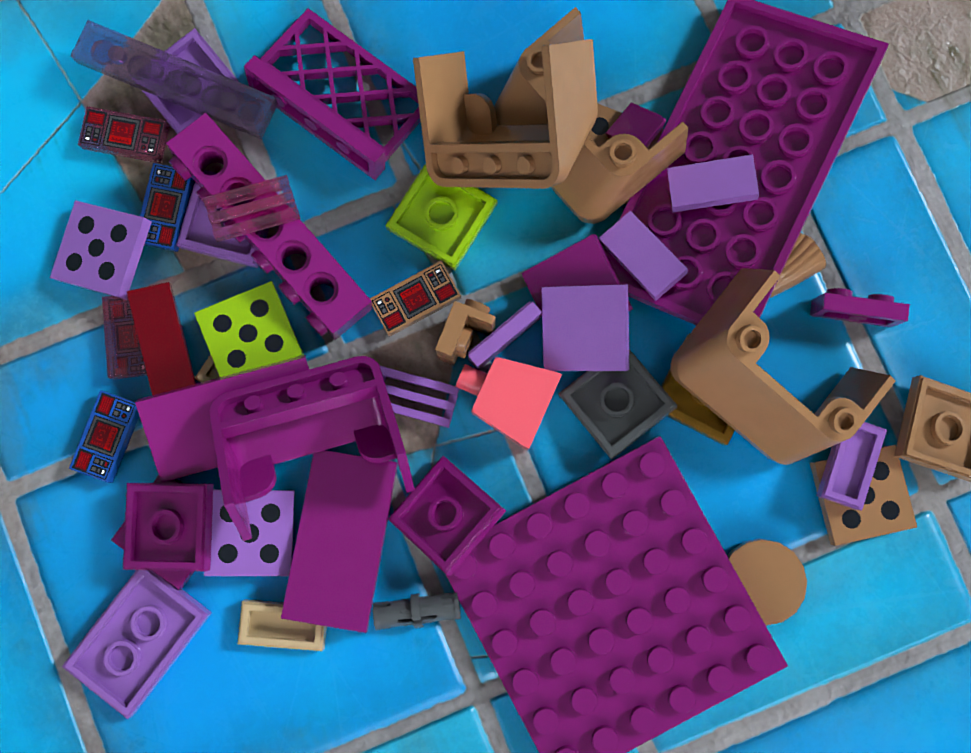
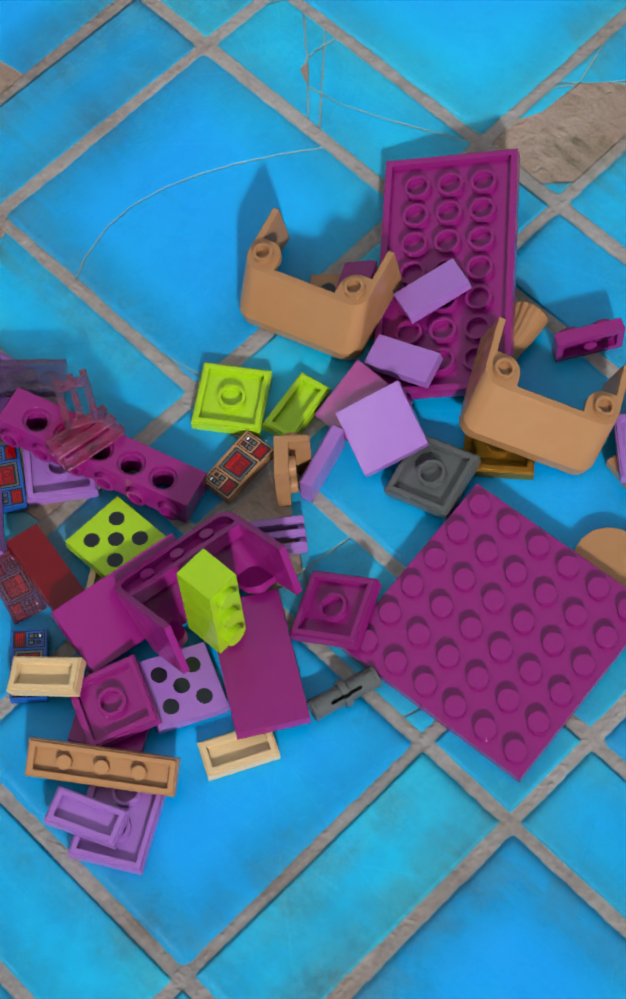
camera: 20 degrees left, 20 degrees down
(92, 640) = (87, 817): none -> medium lavender tile
(109, 466) = (46, 676): none -> tan tile
(128, 594) = (102, 766): none -> medium nougat tile
(241, 160) = (71, 384): none -> clear pink tile
(301, 475) = (212, 601): none -> lime brick
(311, 110) = (104, 363): magenta fence -> none
(462, 130) = (225, 331): medium nougat windscreen -> none
(506, 255) = (297, 406): none -> lime tile
(510, 397) = (347, 505): coral torso -> none

